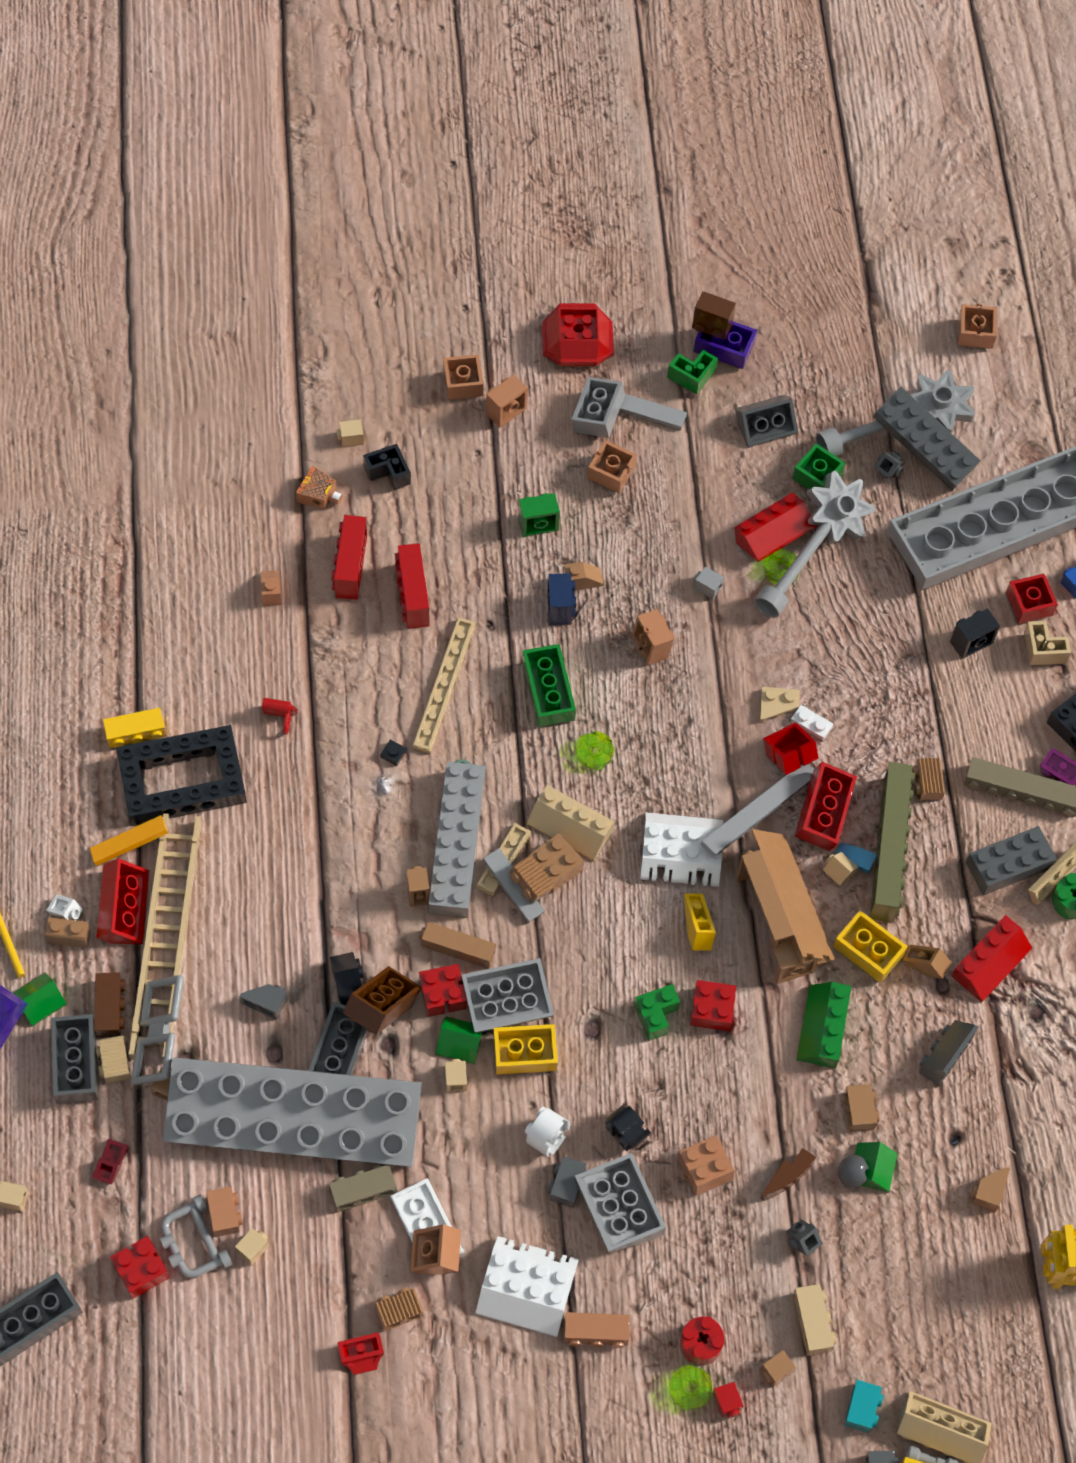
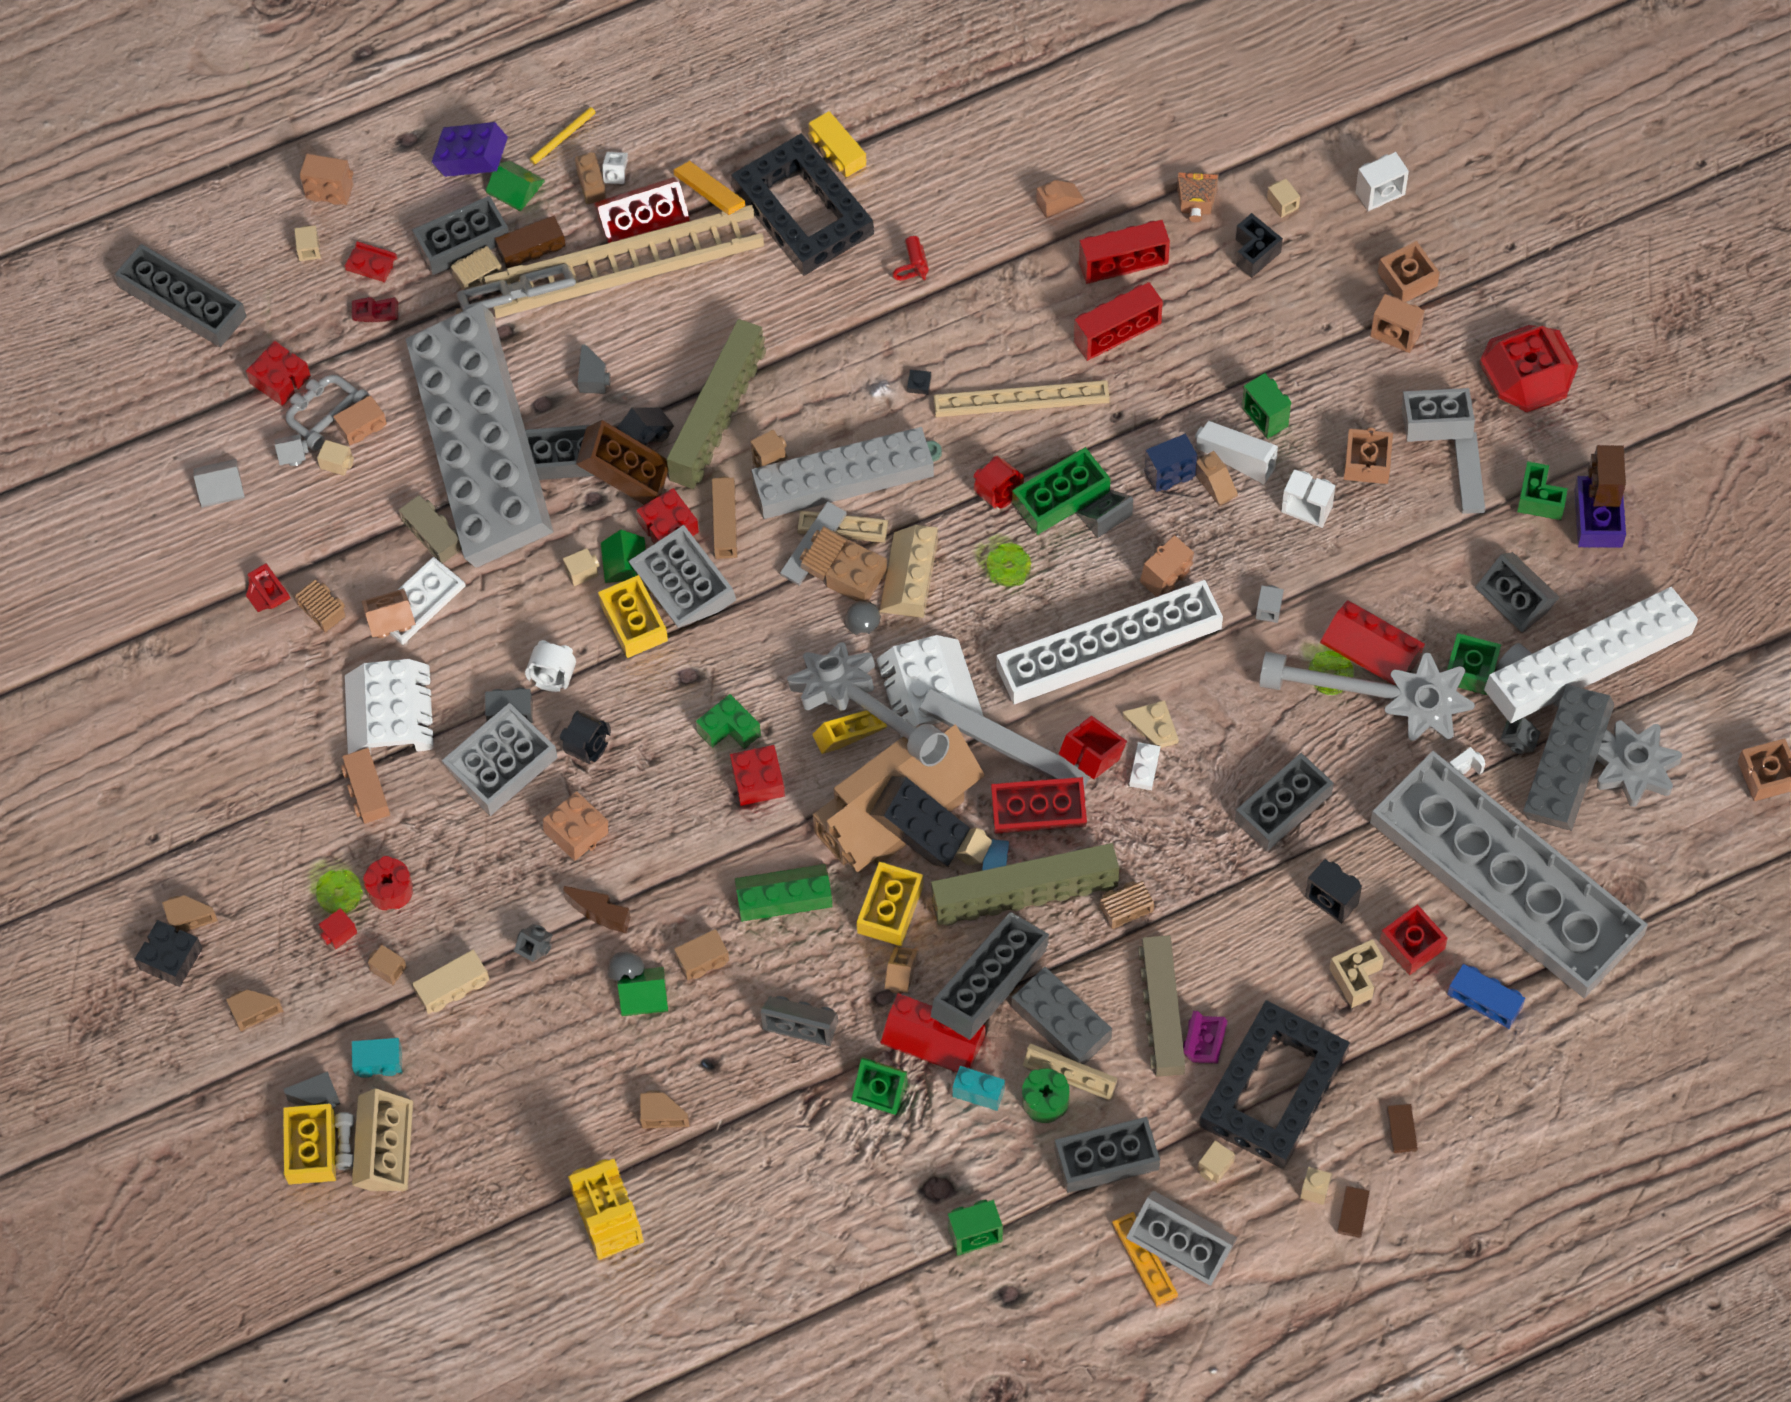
camera: 75 degrees right, 0 degrees up
(56, 1148) = (370, 261): none -> red plate
(226, 1359) = (218, 483): none -> light grey slope
(227, 1282) = (291, 450): none -> light grey brick
(350, 909) = (716, 404): none -> olive brick
(373, 360) = (1381, 181): none -> white brick
(521, 727) = (996, 482): none -> red brick
(568, 549) = (1238, 450): none -> white slope
(579, 661) = (1107, 512): none -> dark grey slope
(596, 875) = (862, 617): none -> dark grey hair
(633, 519) = (1308, 498): none -> white piece
(656, 909) = (843, 677): none -> light grey piece
(699, 704) = (1109, 642): none -> white brick
(817, 892) = (919, 821): none -> black brick
(847, 392) = (1591, 654): none -> white brick
(885, 638) = (1284, 802): none -> dark grey brick
(895, 506) = (1467, 760): none -> white bracket
(968, 893) = (989, 975): none -> dark grey brick
(1025, 1014) = (879, 1086): none -> green slope
(1051, 942) = (978, 1088): none -> teal brick

